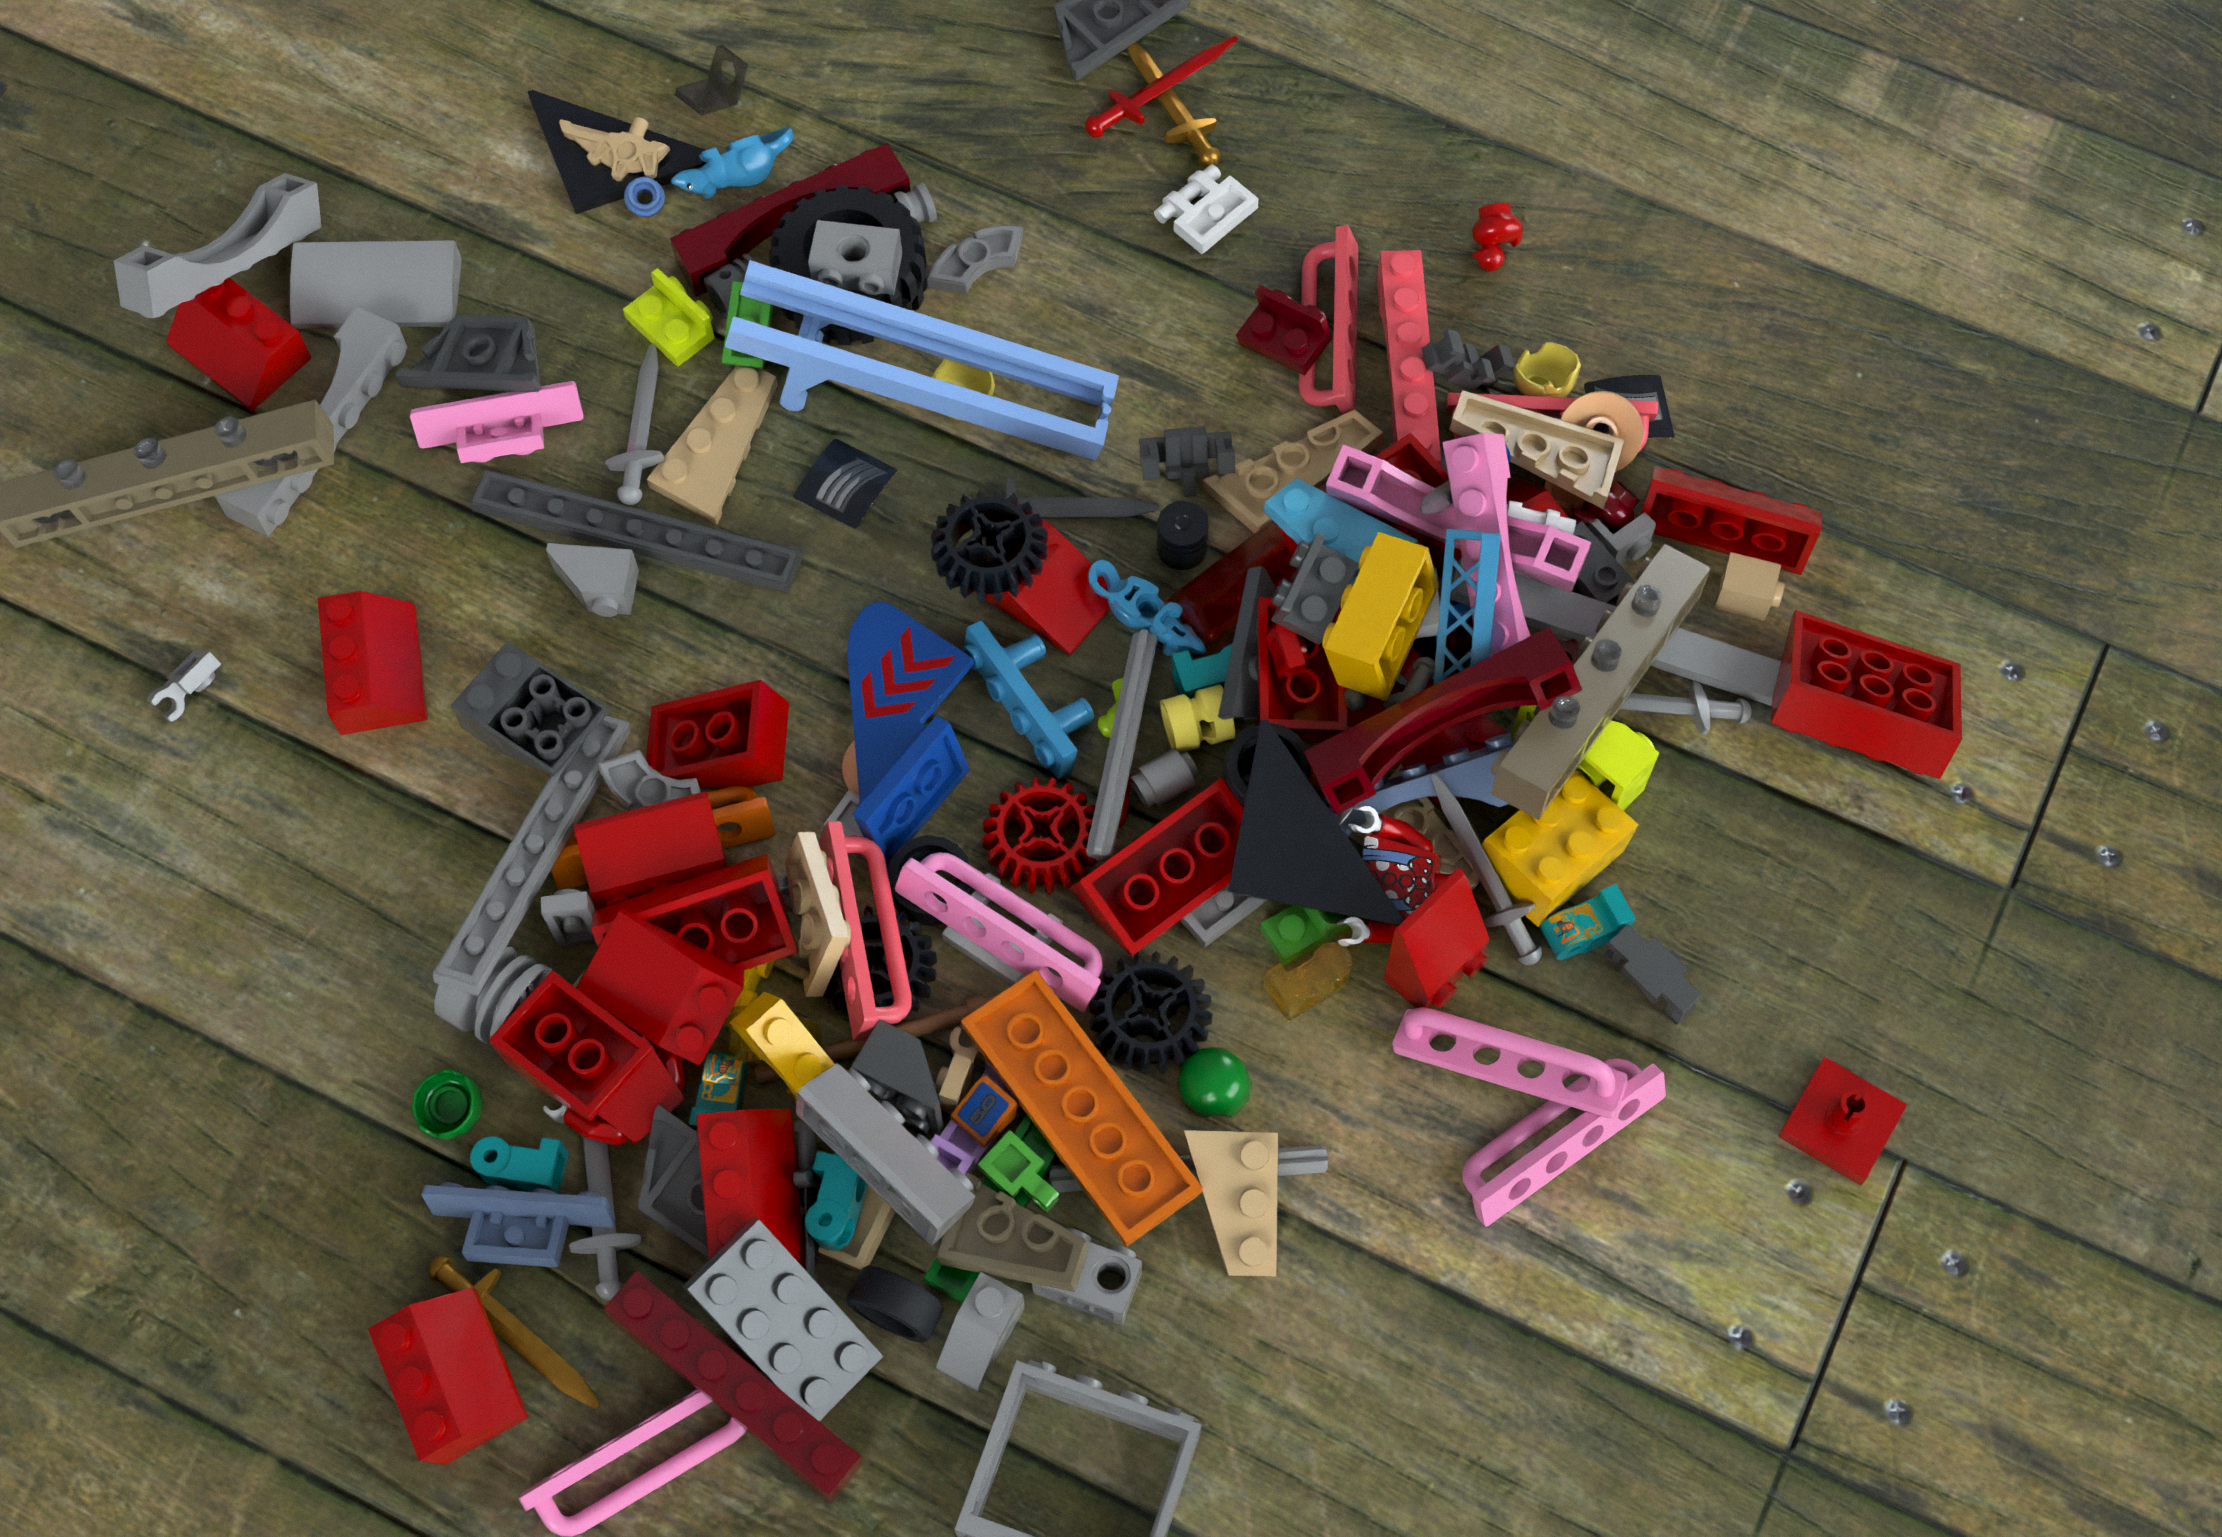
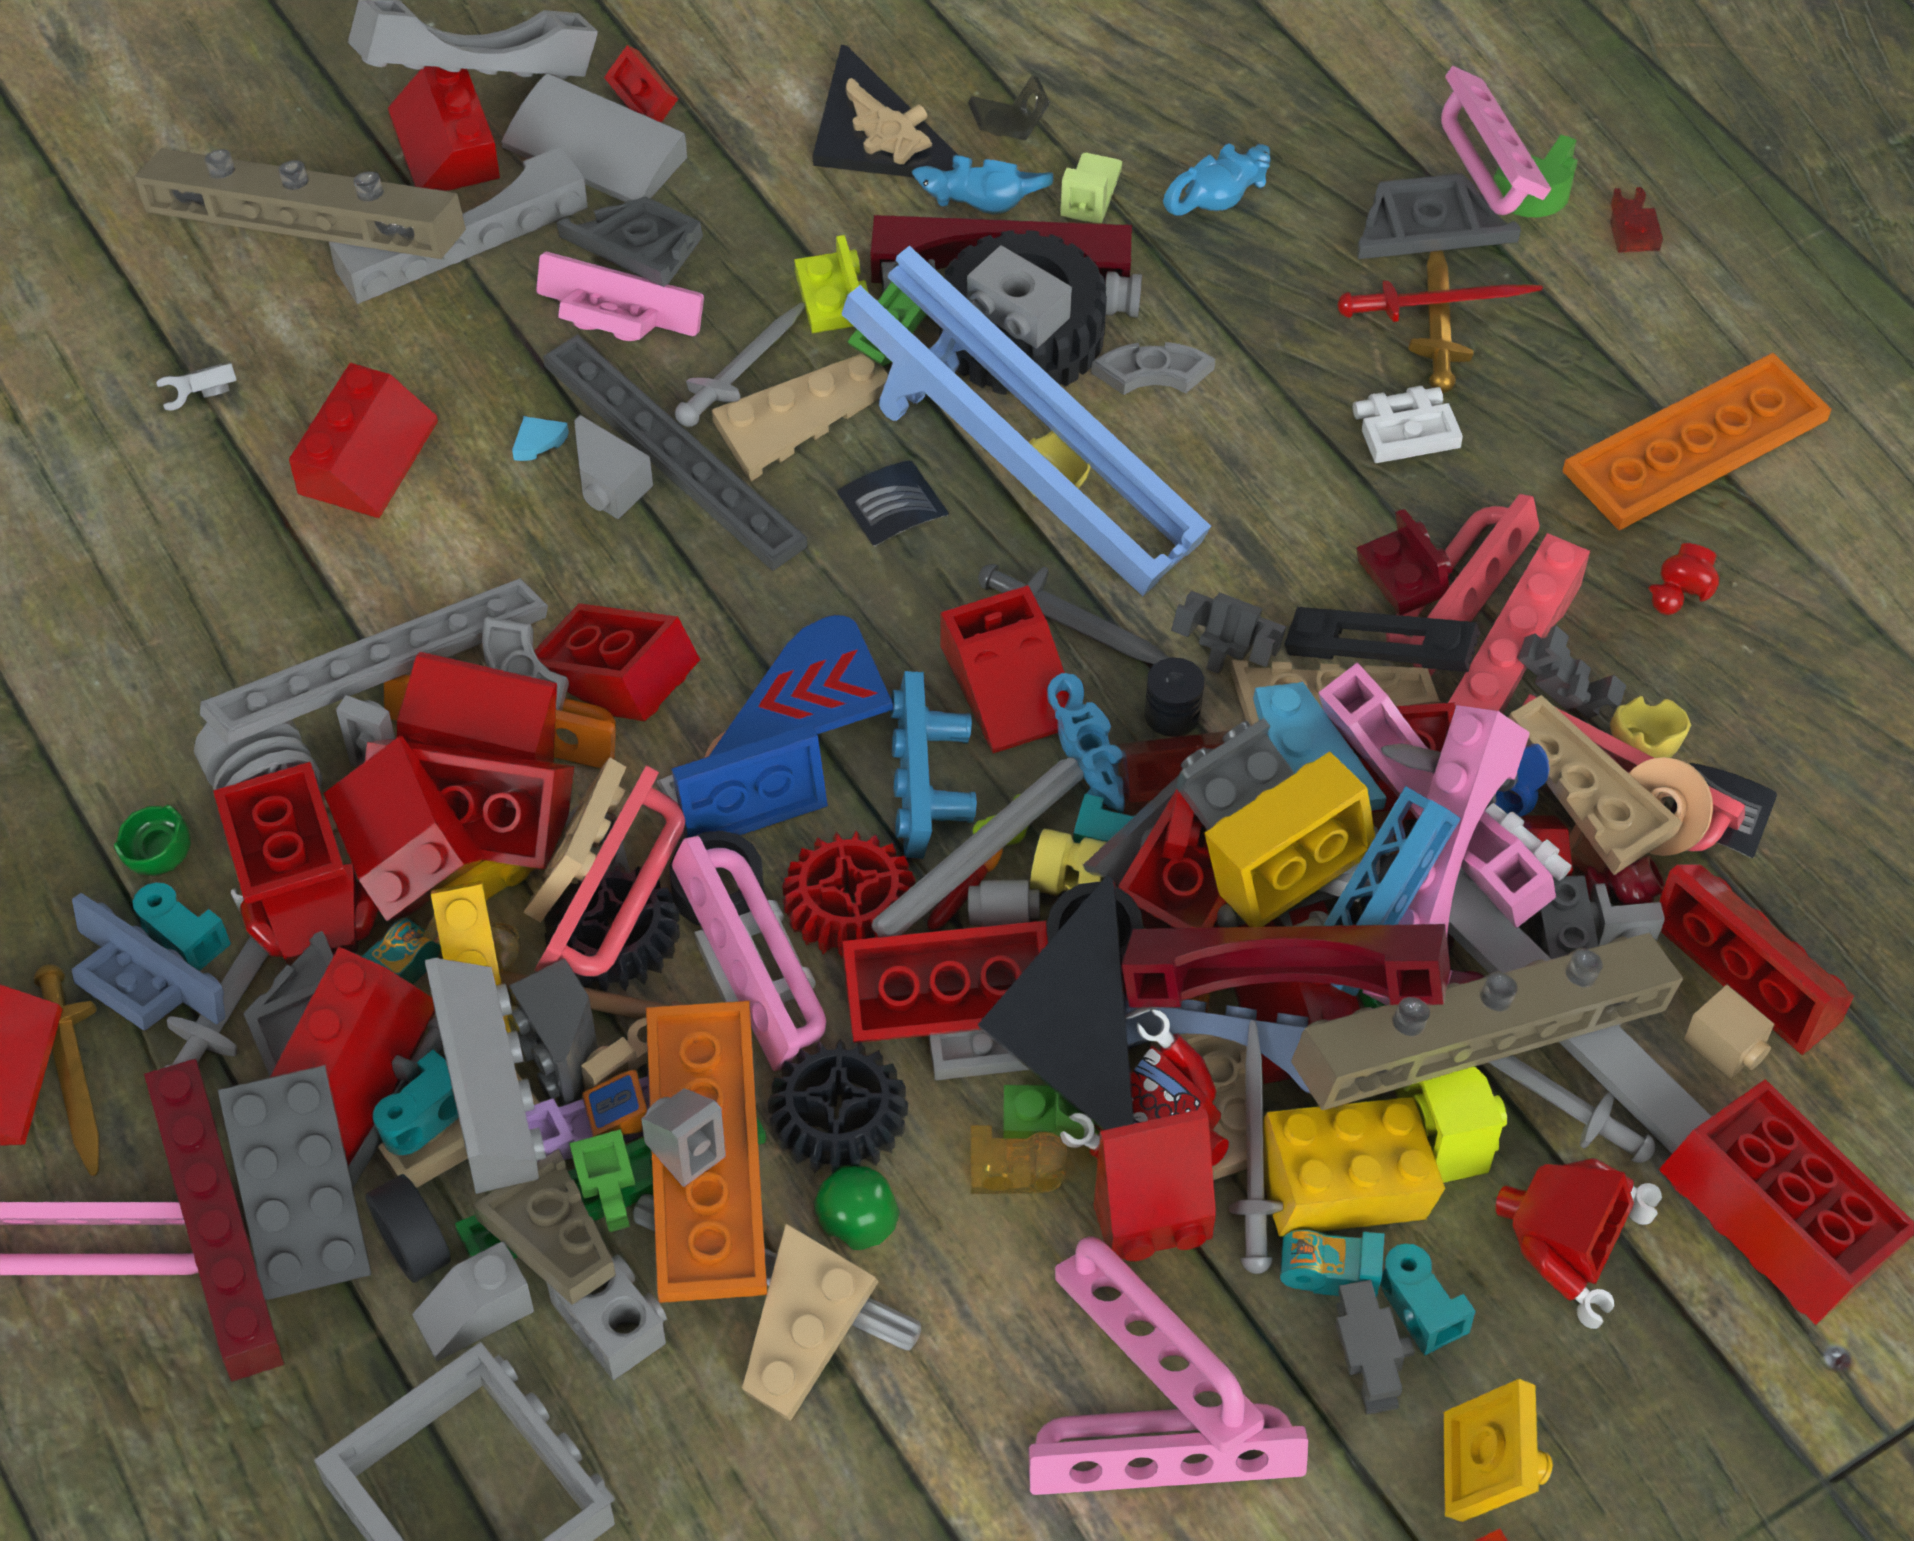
camera: 30 degrees right, 10 degrees down
(381, 214) = (640, 85): none -> red plate
(515, 578) = (537, 437): none -> medium azure tile
(527, 710) = (461, 543): dark grey slope -> none
(648, 186) = (881, 165): medium blue plate -> none
(824, 122) = (1089, 187): none -> yellowish green bracket
(925, 66) = (1218, 182): none -> dark azure animal
(978, 566) = (996, 610): black gear -> none
(1069, 1106) = (685, 1134): none -> light grey slope
(1367, 385) = (1445, 645): none -> black container
(1430, 113) = (1696, 441): none -> orange plate
(1665, 916) = (1422, 1301): none -> teal leg
(1735, 799) = (1572, 1223): none -> red torso
(1790, 1004) = (1492, 1451): none -> yellow tile

